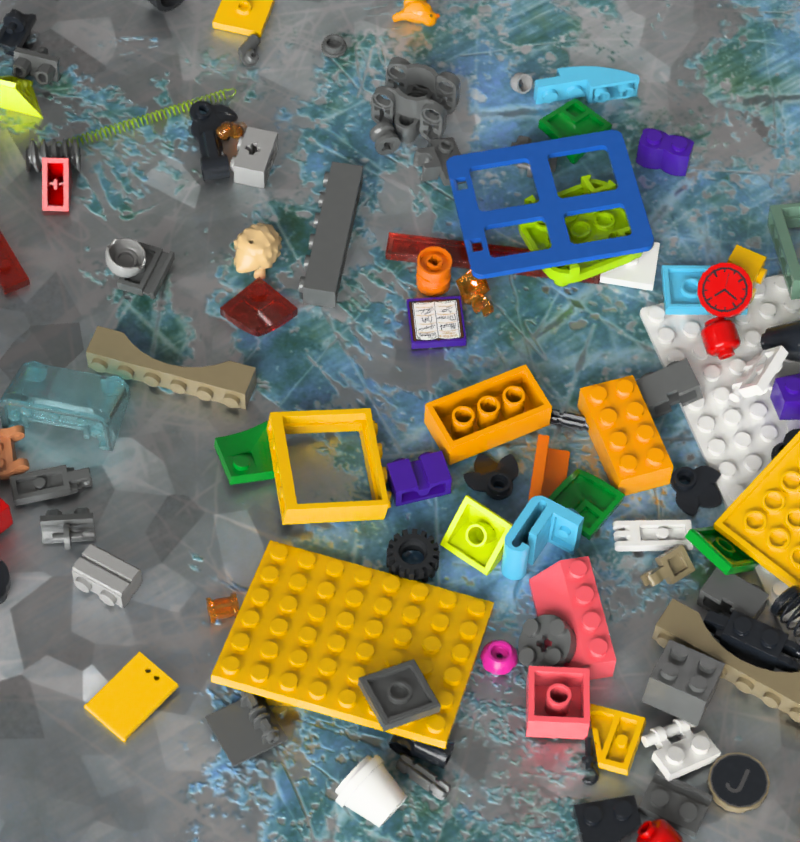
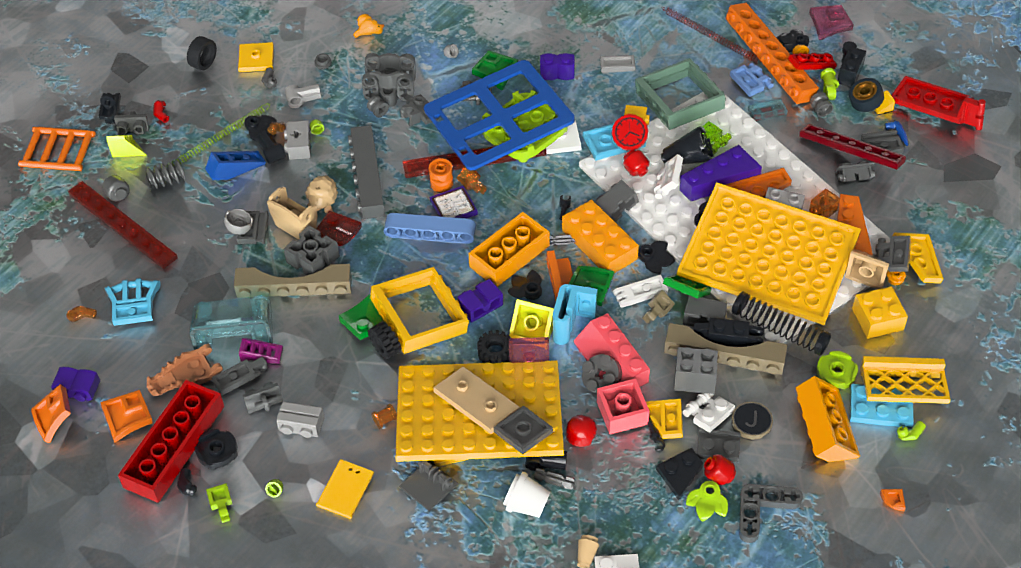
camera: 15 degrees left, 5 degrees down
(36, 664) = (272, 487): none -> lime hinge
(56, 184) = (173, 191): slope -> none
(79, 57) = (158, 108): none -> red arm
(83, 446) = (252, 345): none -> magenta slope
(150, 166) = (232, 163): none -> blue slope
(202, 270) = (289, 214): none -> tan piece
(210, 332) = (311, 251): none -> dark grey brick
(261, 497) = (384, 340): none -> black tyre
(279, 89) = (296, 95): none -> light grey piece
(288, 144) = (316, 127): none -> lime hinge
(353, 626) = (475, 399): none -> tan plate
(389, 346) = (430, 228): none -> medium blue beam
(455, 576) = (528, 349): none -> clear pink plate
(487, 718) = (580, 430): none -> red hair
(497, 665) = (573, 397): dark pink plate -> none
(592, 82) = (496, 39): medium azure slope -> none
(594, 369) = (564, 204): none -> black hand
(757, 171) = (617, 63): none -> light grey tile

